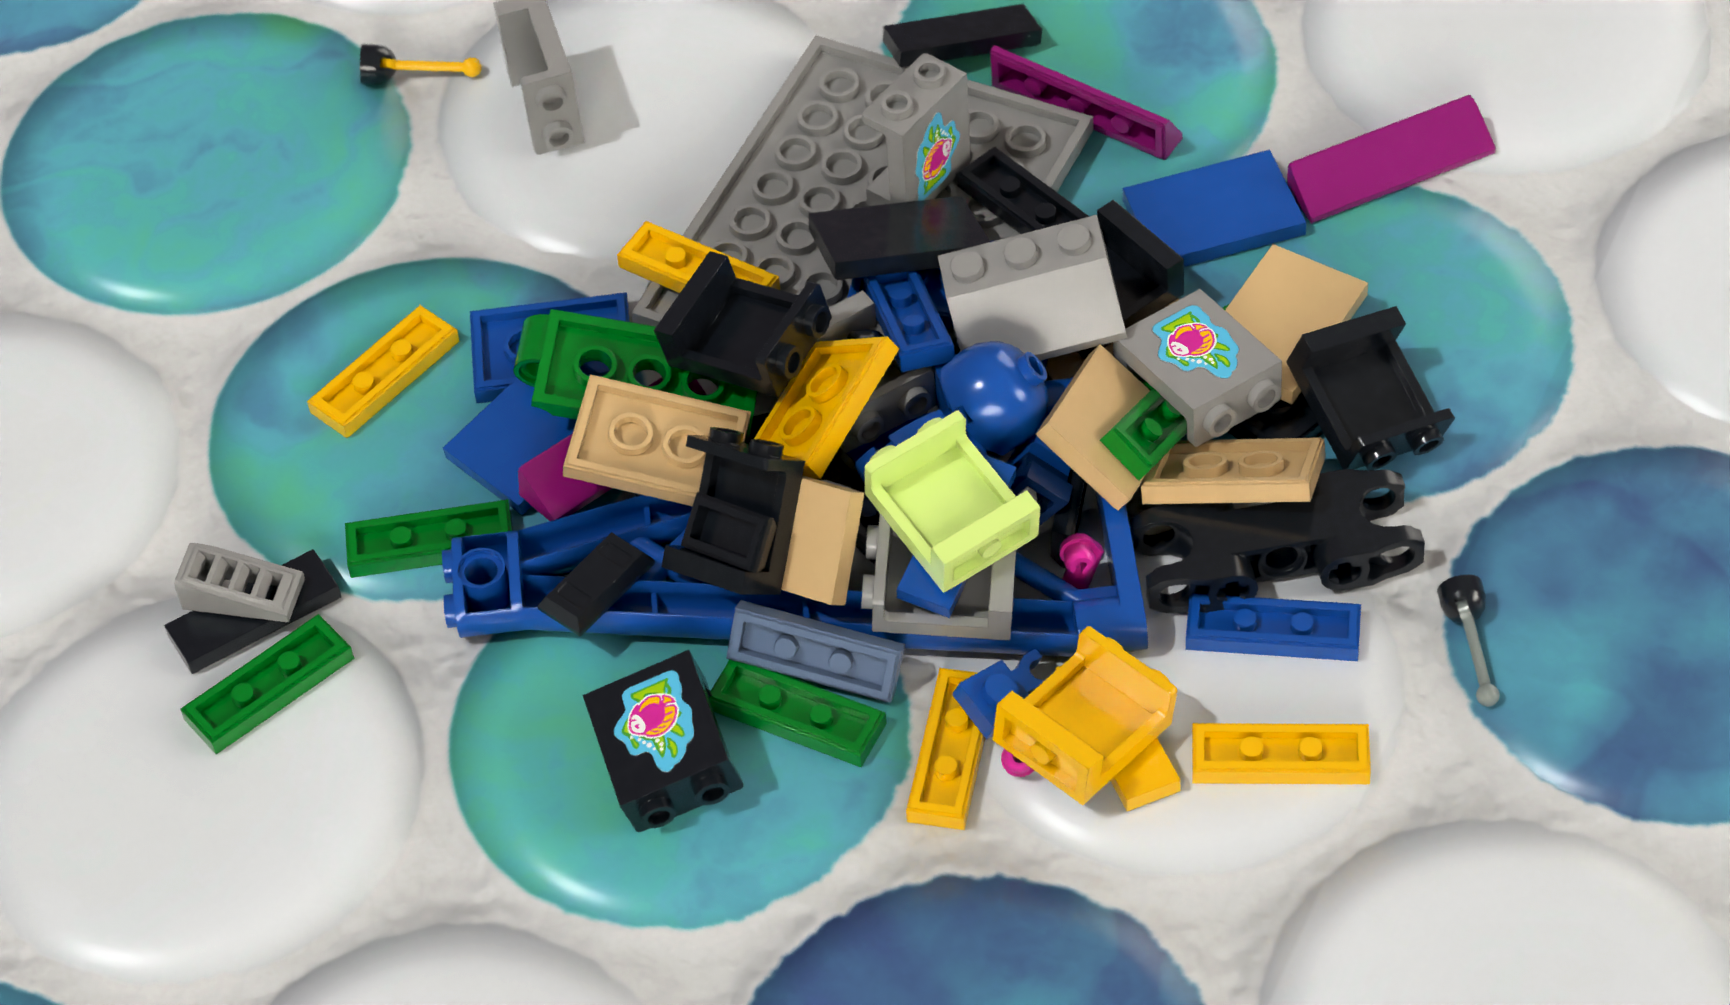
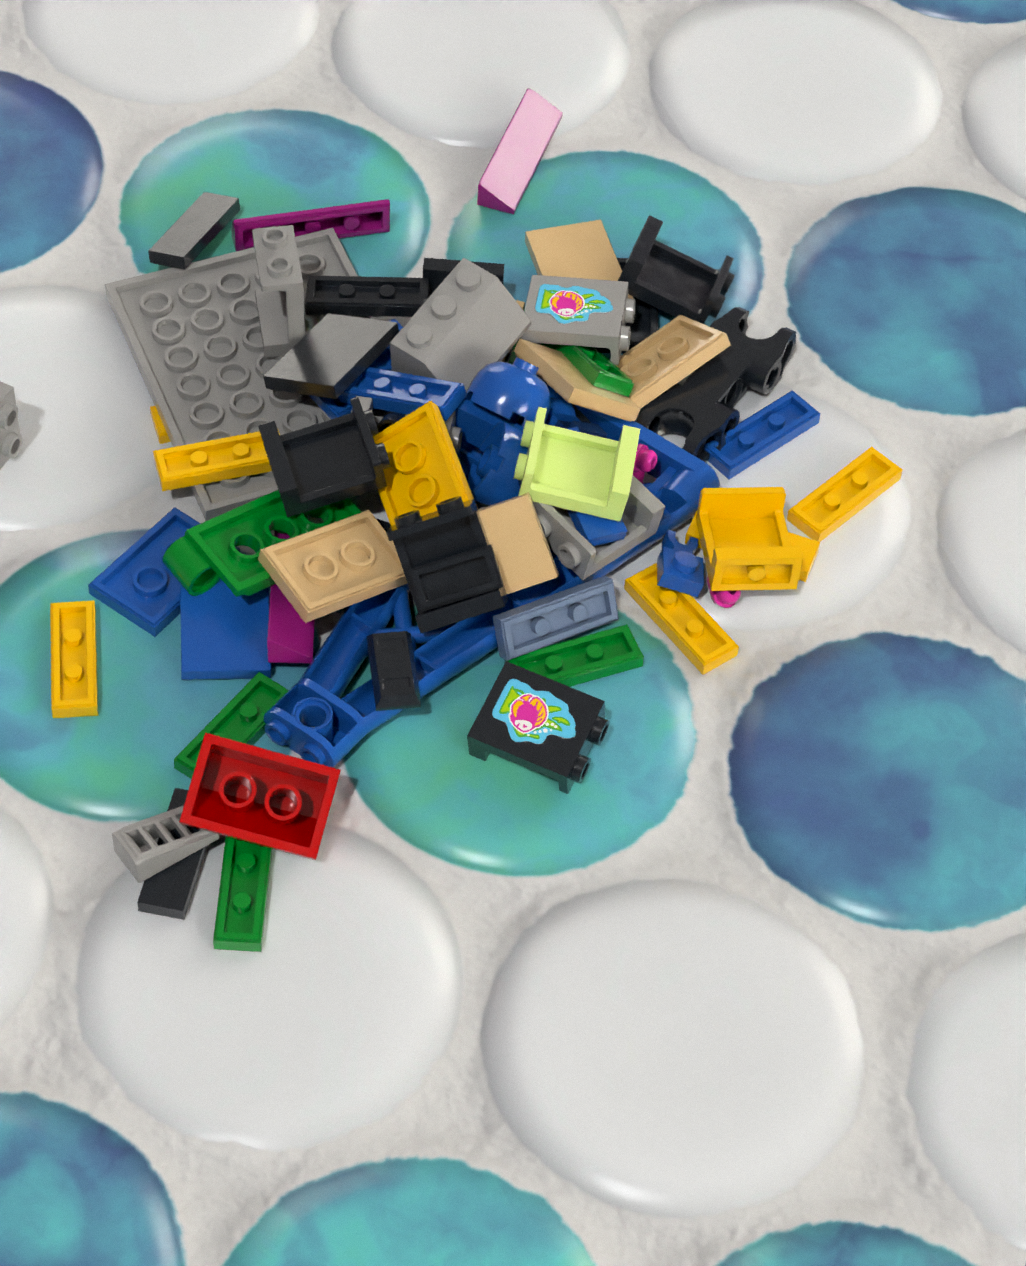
camera: 55 degrees left, 0 degrees up
(347, 610) = (260, 796): none -> red slope
(1218, 208) = (456, 229): blue tile -> none
(1463, 602) = (841, 353): hinge -> none

